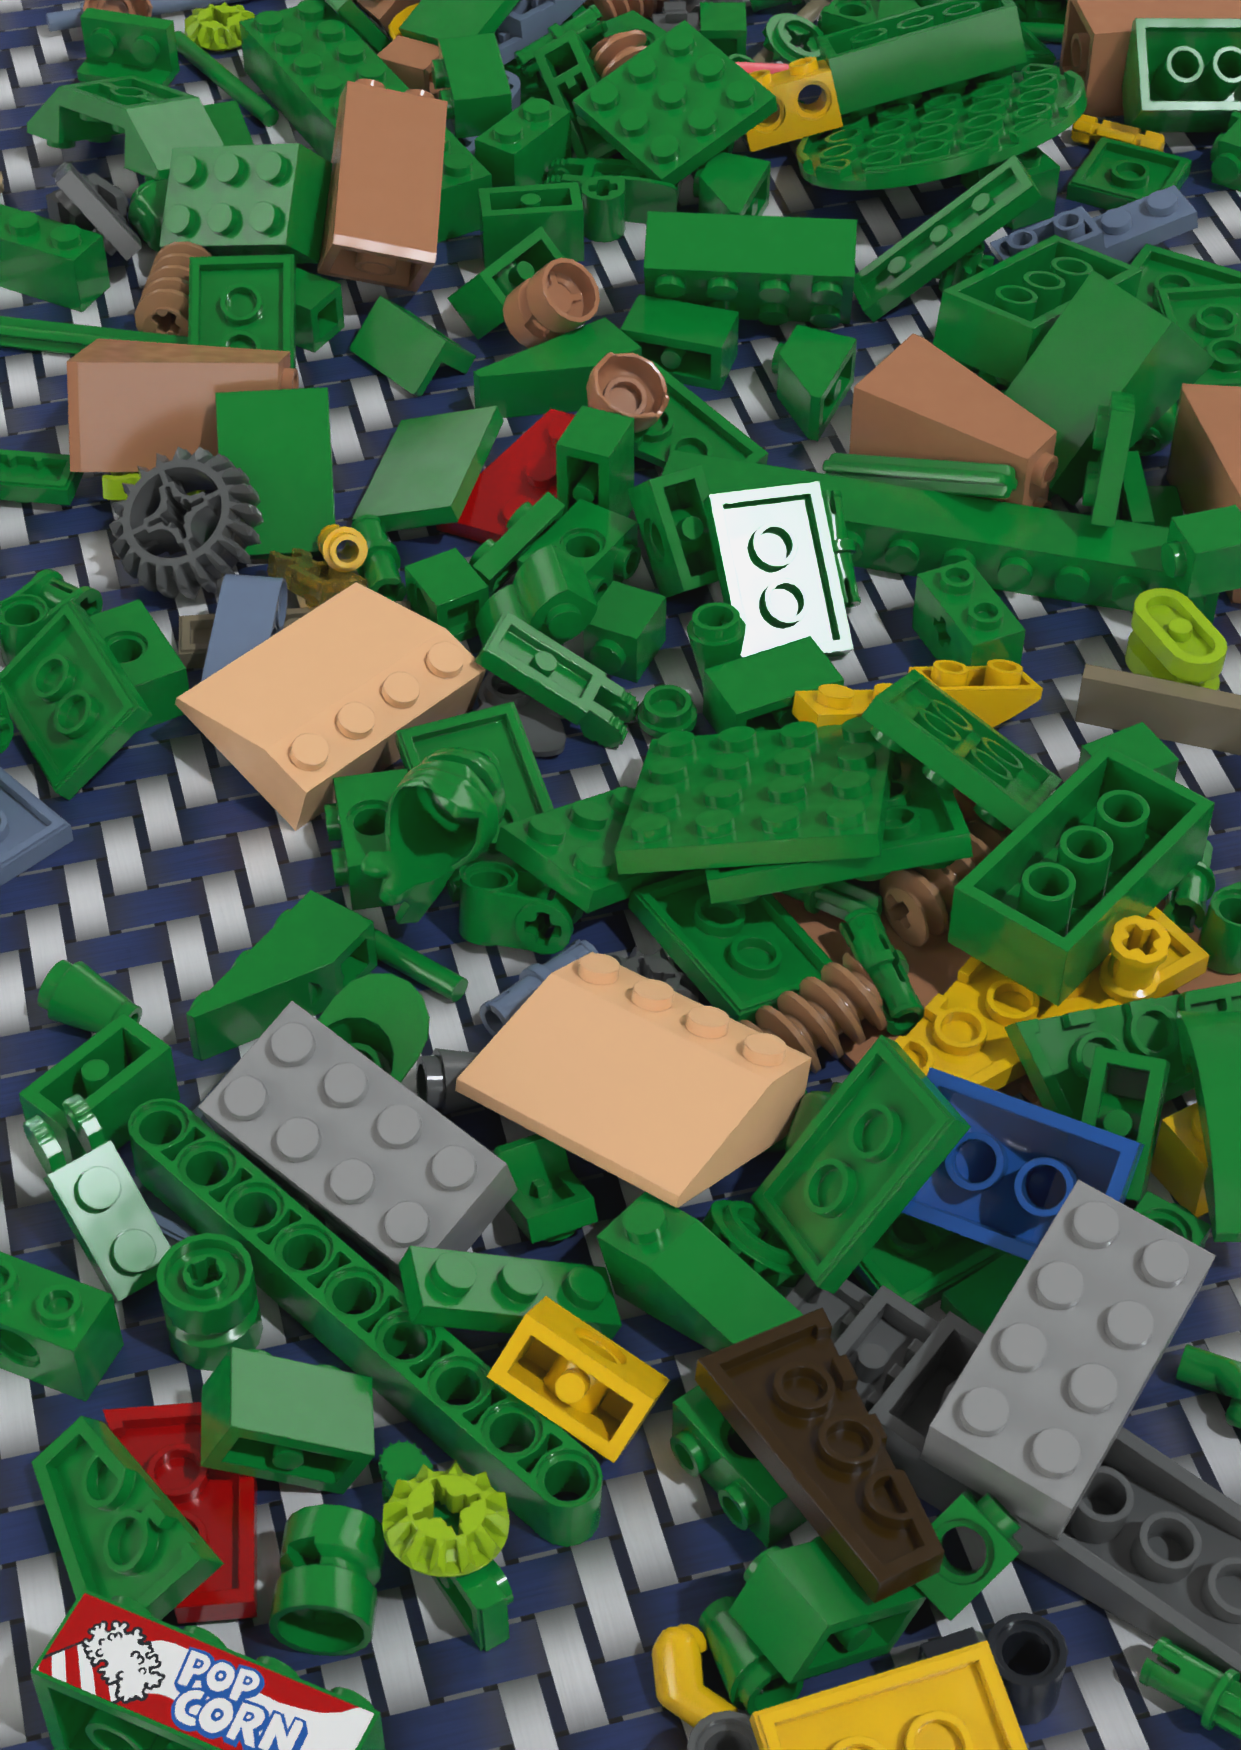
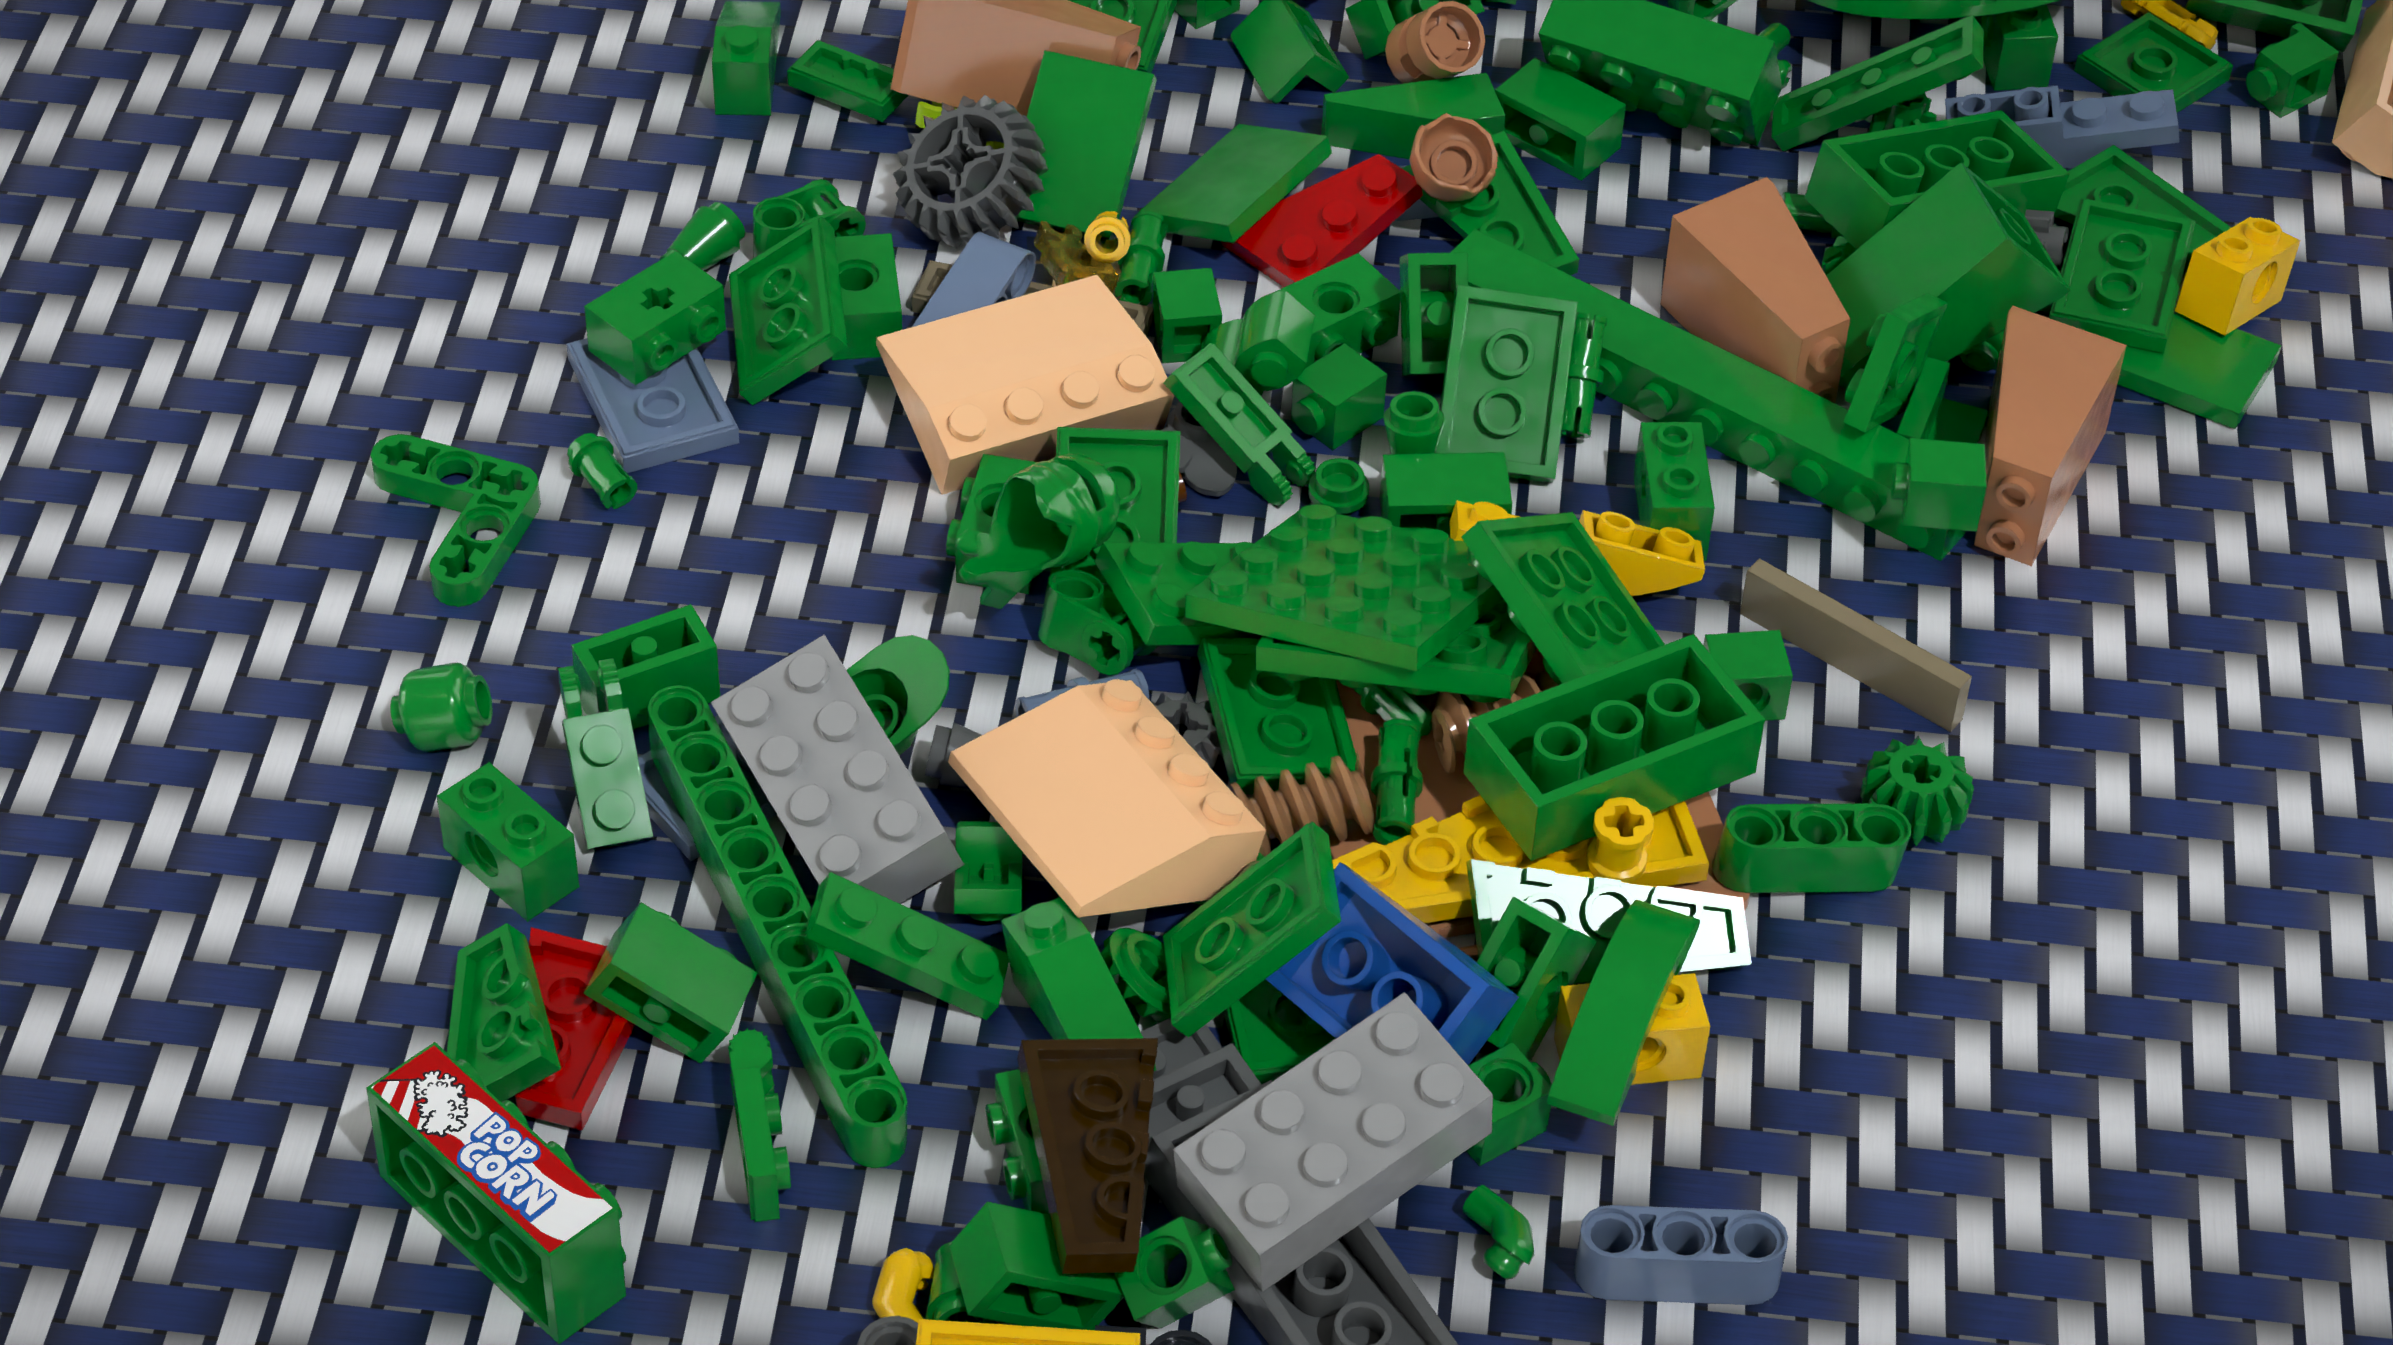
camera: 20 degrees right, 0 degrees up
(83, 998) = (673, 581): green cone -> none
(209, 1299) = (658, 864): green wheel -> none
(300, 960) = (859, 614): green slope -> none
(328, 1580) = (645, 1117): green wheel -> none
(419, 967) = (964, 624): green bar -> none
(428, 1542) = (728, 1105): lime gear -> none
(498, 560) = (1288, 267): green plate -> none
(578, 1378) = (926, 1029): yellow brick -> none
(596, 460) = (1387, 219): green brick -> none
(814, 376) = (1670, 182): green slope -> none
(927, 474) = (1712, 325): green axle -> none
(1174, 640) = (1863, 563): lime brick -> none
(1190, 895) = (1748, 790): green axle -> none

